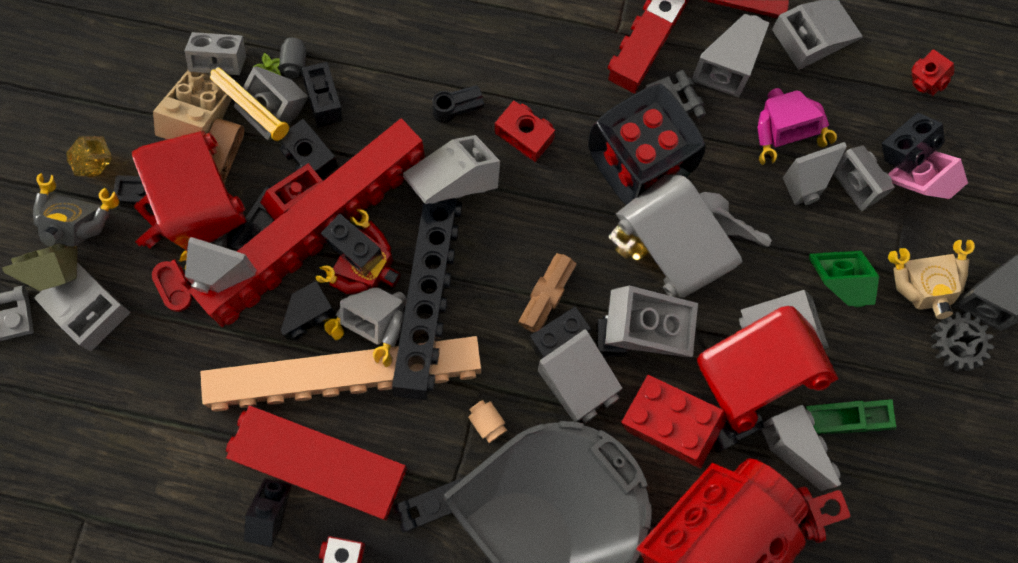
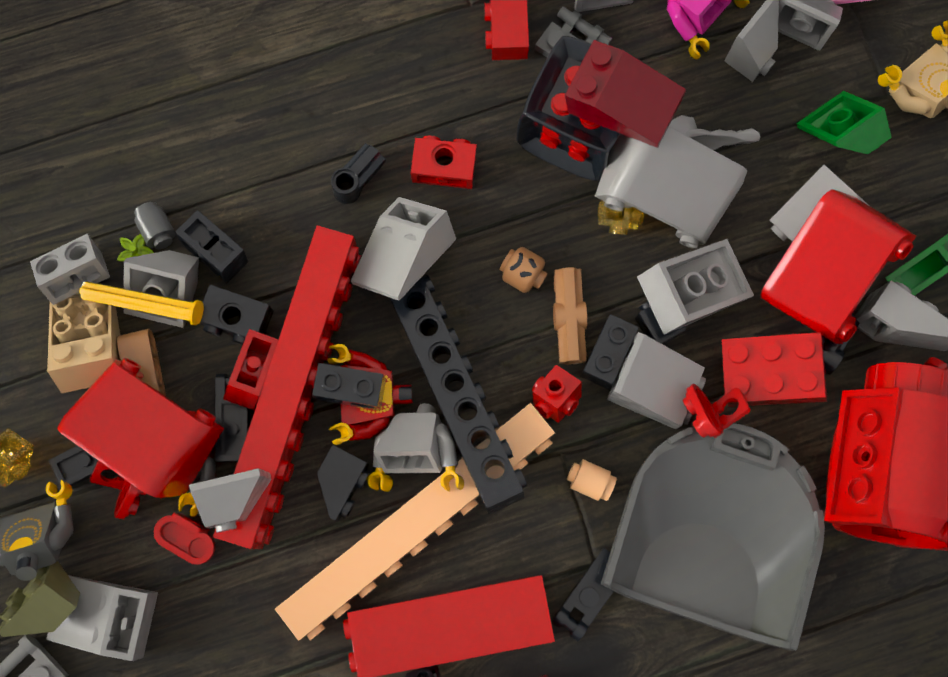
camera: 30 degrees left, 5 degrees up
(500, 342) = (556, 394): none -> red brick
(534, 240) = (523, 269): none -> medium nougat head
(598, 422) = (708, 420): none -> red bracket
(675, 147) = (623, 94): none -> dark red slope

